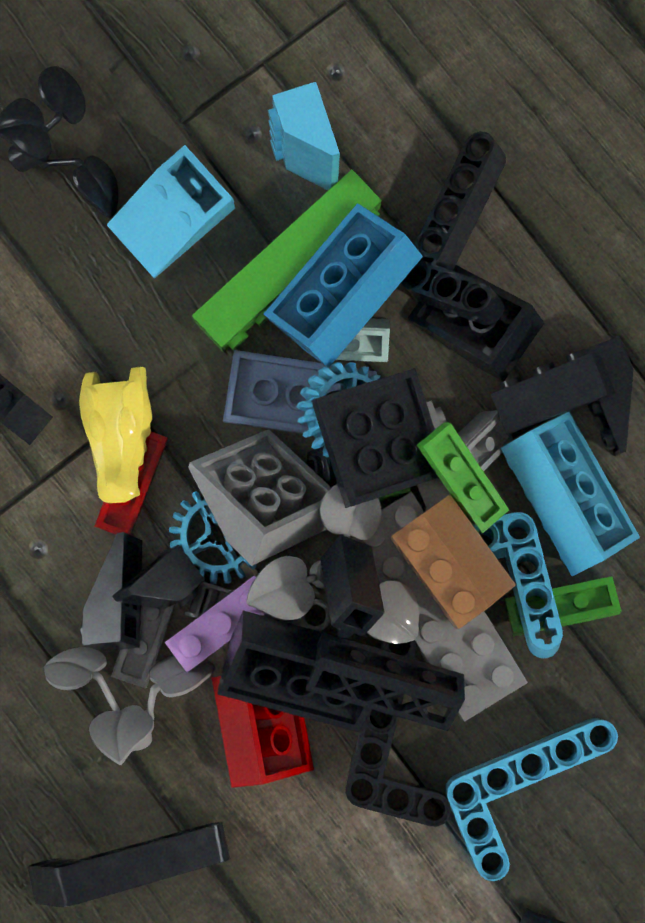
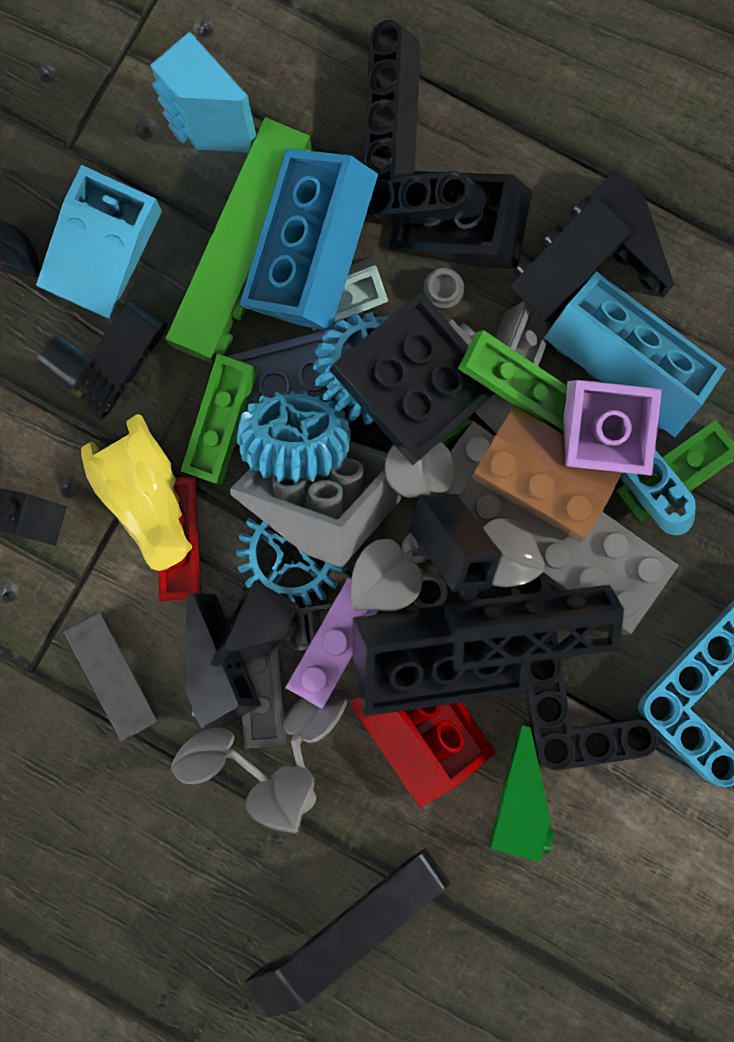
camera: 15 degrees left, 0 degrees up
(28, 570) = (111, 676): none -> flat silver tile
(138, 318) = (103, 377): none -> black beam
(207, 399) = (219, 419): none -> bright green plate
(260, 441) = (293, 436): none -> medium azure gear
(313, 827) = (522, 811): none -> green slope
(437, 371) = (444, 288): none -> light grey plate
(519, 547) = (610, 426): none -> lavender slope

